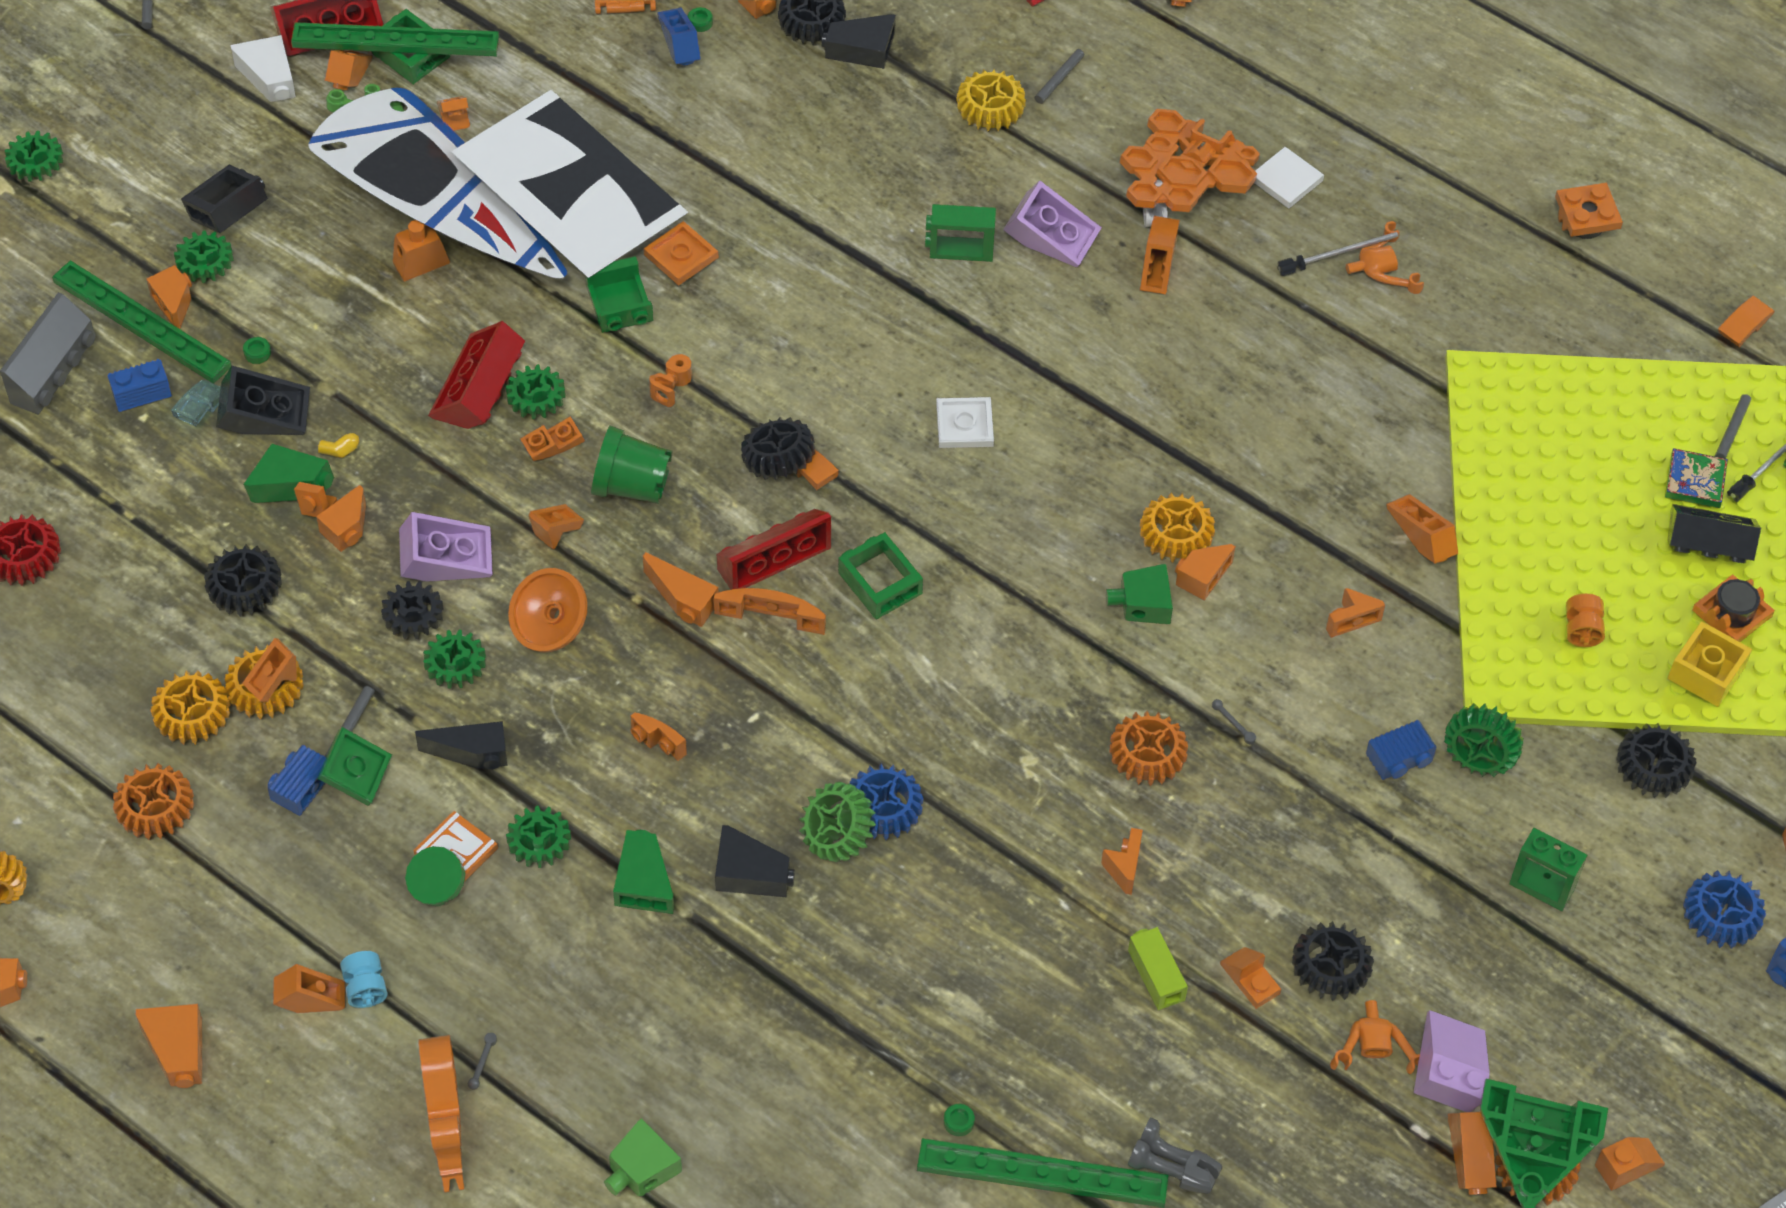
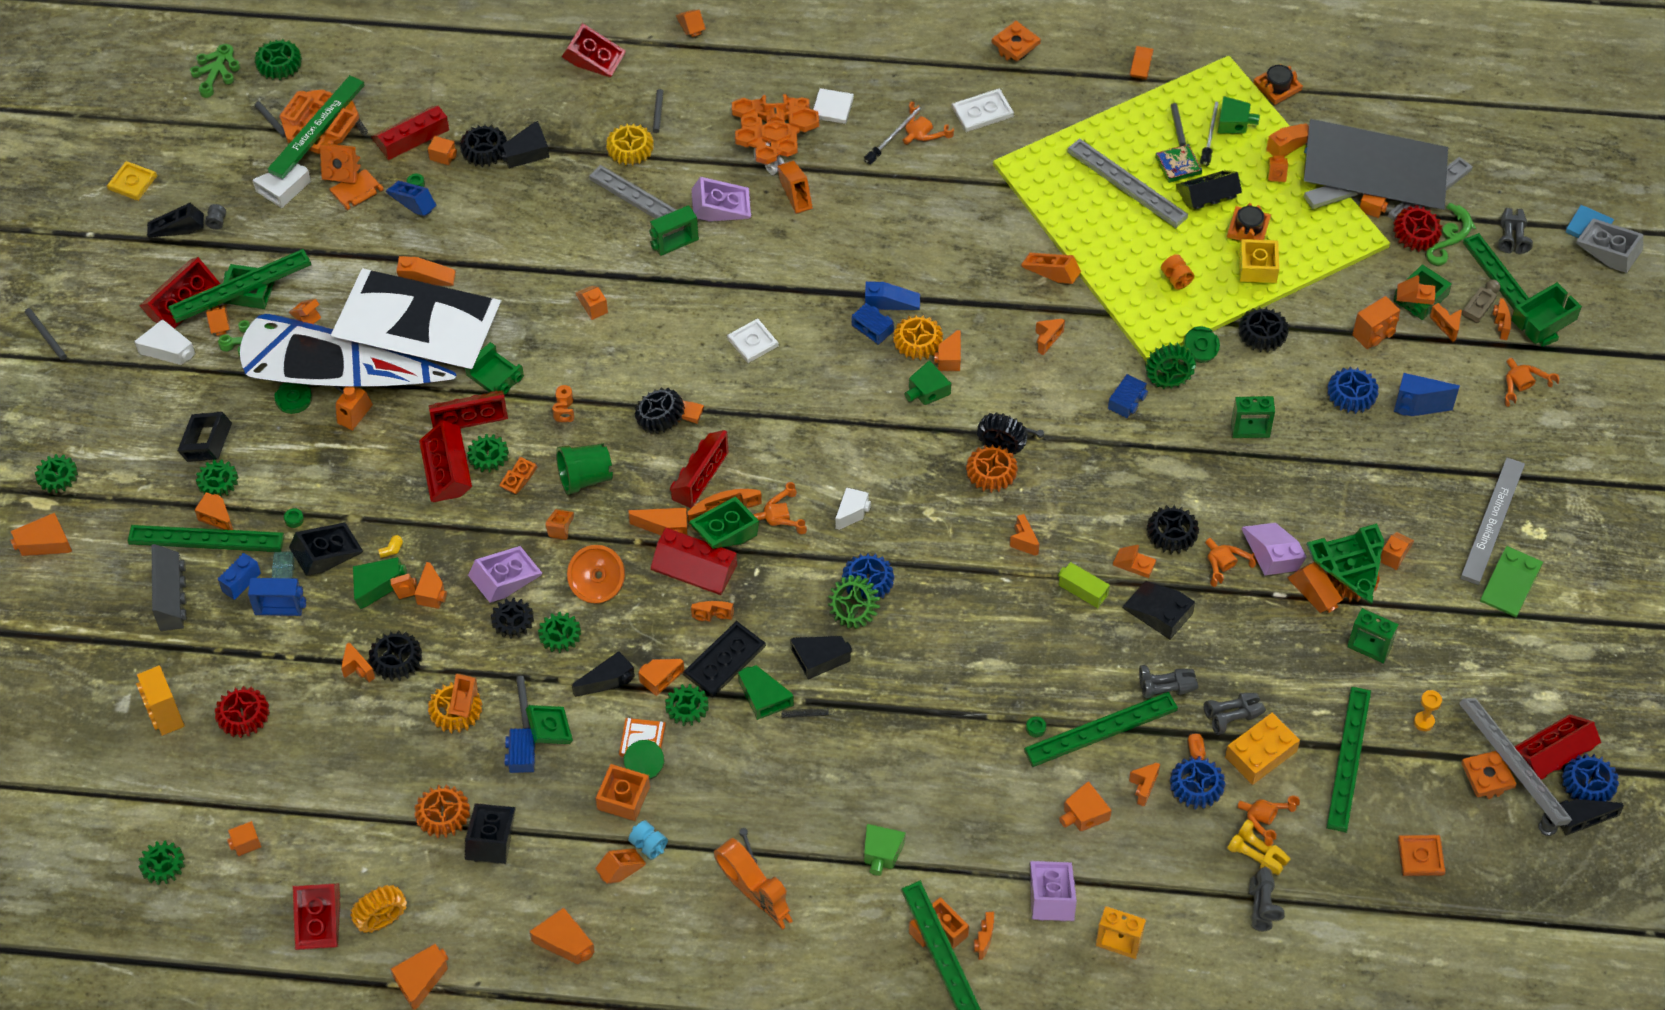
camera: 30 degrees left, 0 degrees up
(158, 432) = (276, 596): none -> blue window
(184, 700) = (413, 754): light orange gear -> none
(186, 860) = (489, 833): none -> black slope
(189, 561) = (355, 662): none -> orange slope
(362, 208) = (293, 397): none -> green tile
(376, 901) = (622, 792): none -> orange brick
(536, 779) = (660, 674): none -> orange slope
(551, 328) = (470, 410): none -> red slope
(626, 132) = (425, 271): none -> orange slope
(630, 804) = (724, 659): none -> black tile
(675, 930) = (803, 713): none -> dark grey piece
(681, 253) = (512, 327): orange plate -> none
(681, 661) = (693, 561): none -> red slope
(748, 635) = (726, 524): none -> green slope
(800, 272) = (593, 301): none -> orange slope
(833, 658) = (778, 513): none -> orange piece
(893, 595) = (766, 465): green window -> none
(928, 701) = (852, 508): none -> white slope
(948, 159) = (630, 192): none -> light grey tile
(1131, 478) = (872, 323): none -> blue brick
(1179, 457) = (890, 297): none -> blue slope
(1191, 707) = (1002, 432): none -> black gear
(1239, 1057) = (1160, 608): none -> black slope
(1482, 278) = (982, 110): none -> white tile
(1553, 735) = (1202, 343): none -> green tile
(1606, 470) = (1127, 183): none -> light grey tile

